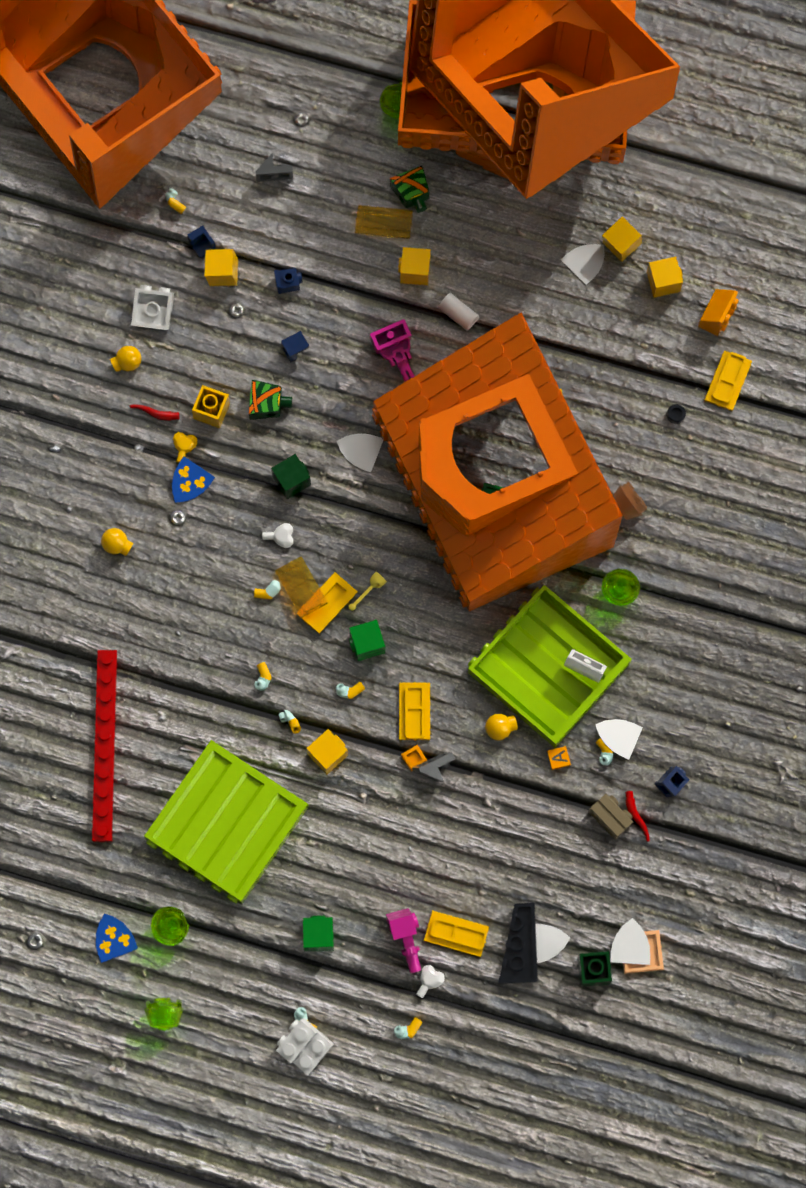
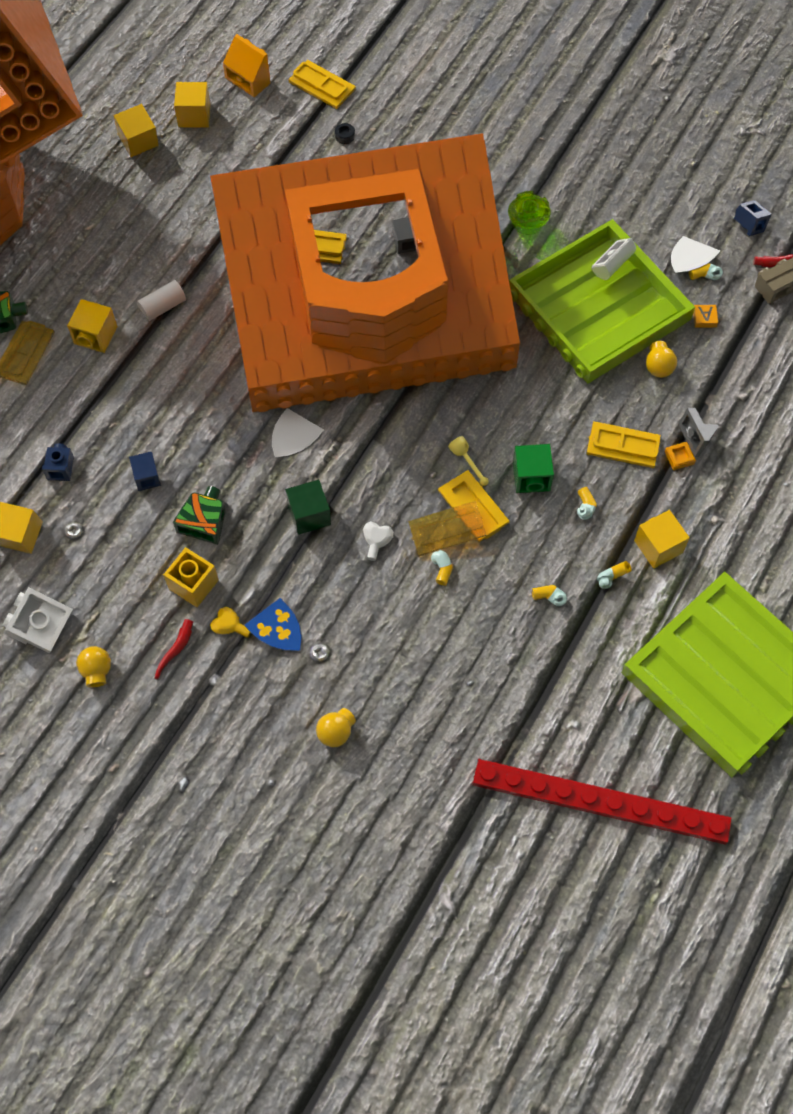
camera: 75 degrees left, 10 degrees down
(394, 343) = (181, 367): dark pink brick -> none
(585, 261) = (145, 176): white sticker -> none

